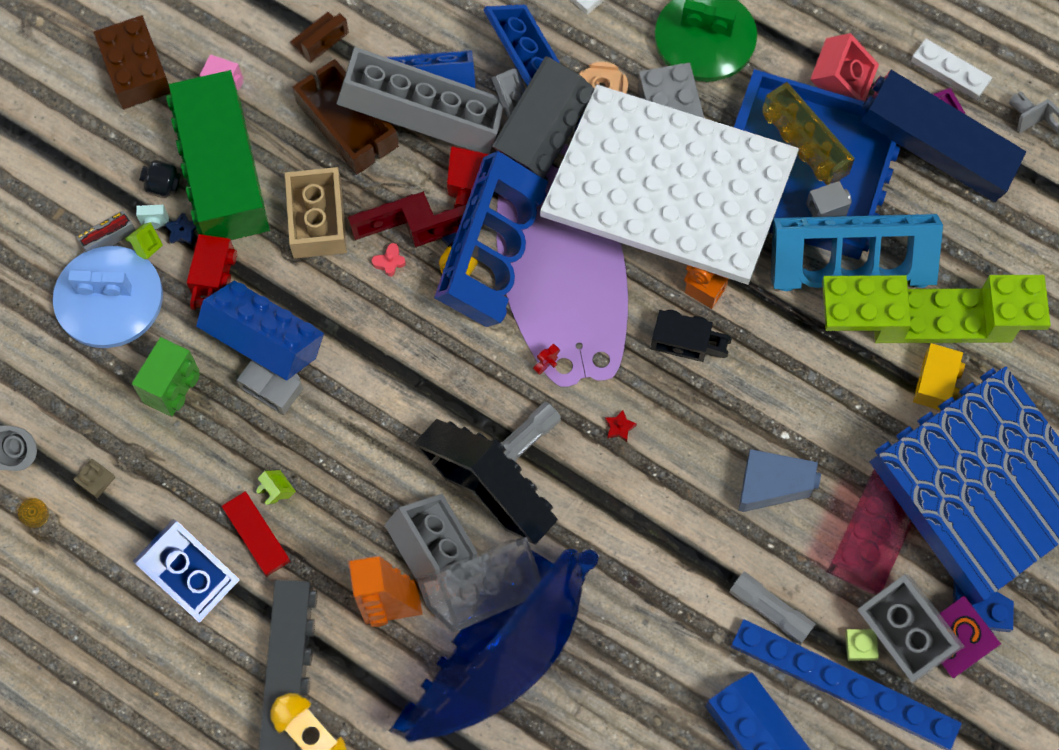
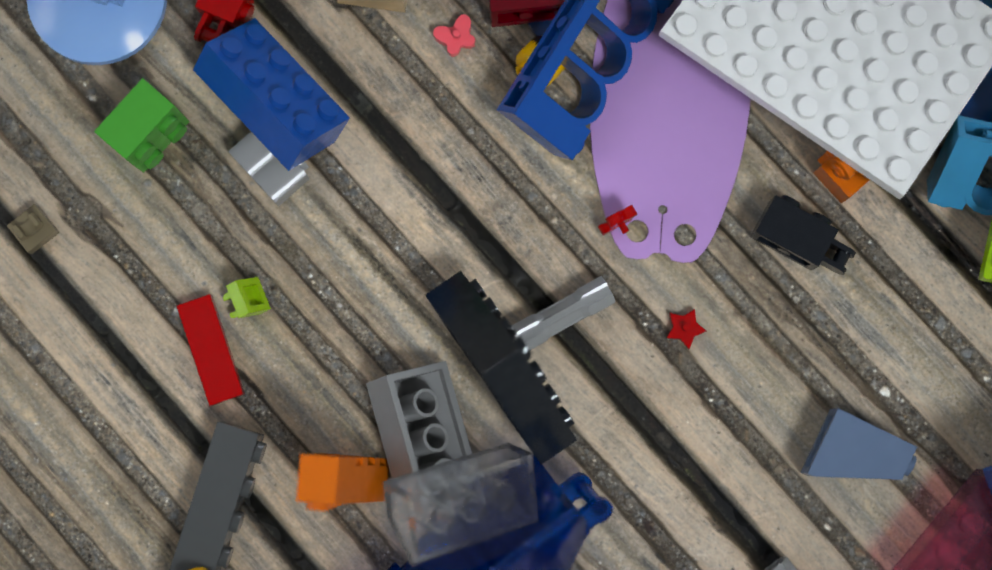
camera: 15 degrees right, 15 degrees up
(186, 570) = (115, 375): slope -> none

